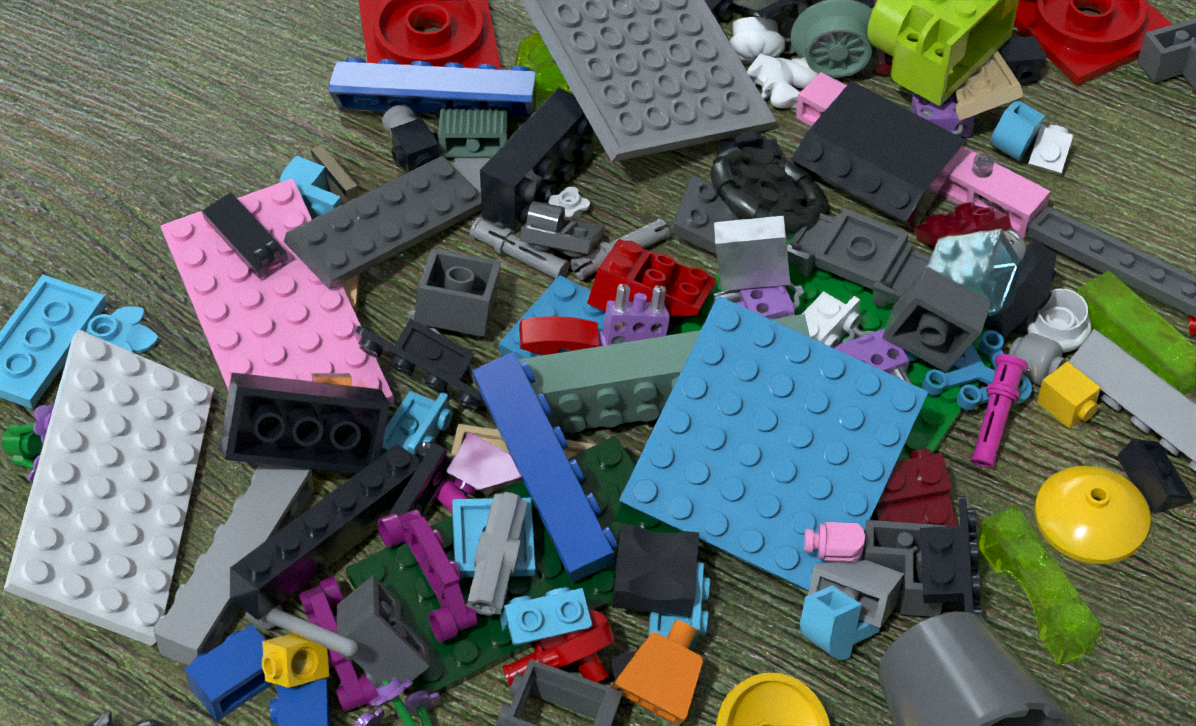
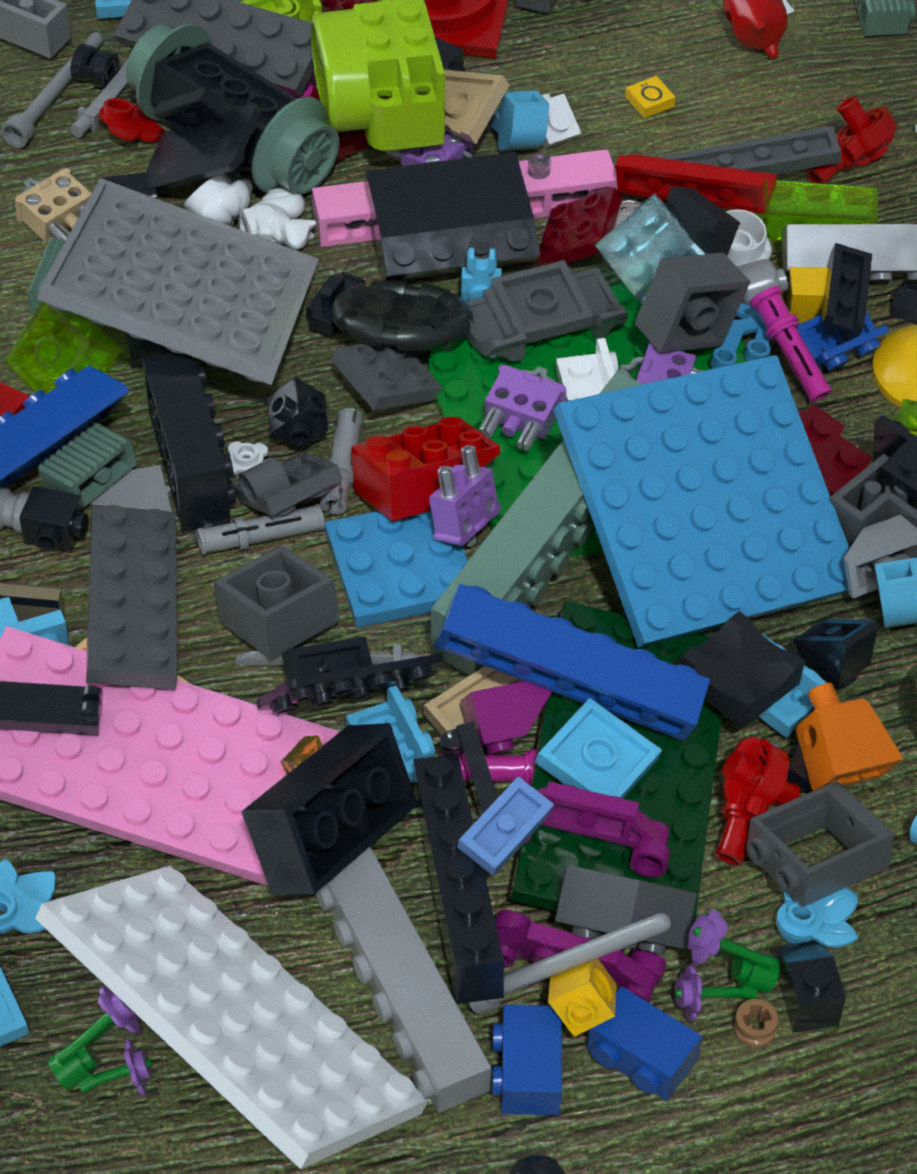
camera: 50 degrees left, 0 degrees up
(367, 518) = (505, 826): none -> medium blue plate
(497, 554) = (634, 759): light grey piece -> none
(545, 617) = (718, 776): medium azure bracket -> none
(550, 333) = (408, 563): red slope -> none
(626, 199) = (297, 414): none -> black brick
(738, 618) = (838, 649): none -> black slope
(752, 253) = (497, 362): flat silver piece -> none
(836, 541) = (836, 530): bright pink arm -> none
(850, 199) = (478, 274): none -> medium azure plate
(1047, 434) = (831, 351): none -> blue bracket
(1078, 256) = (722, 185): none -> red fence
(1080, 405) = (846, 291): none -> black hinge
(1147, 186) = (650, 97): none -> yellow tile

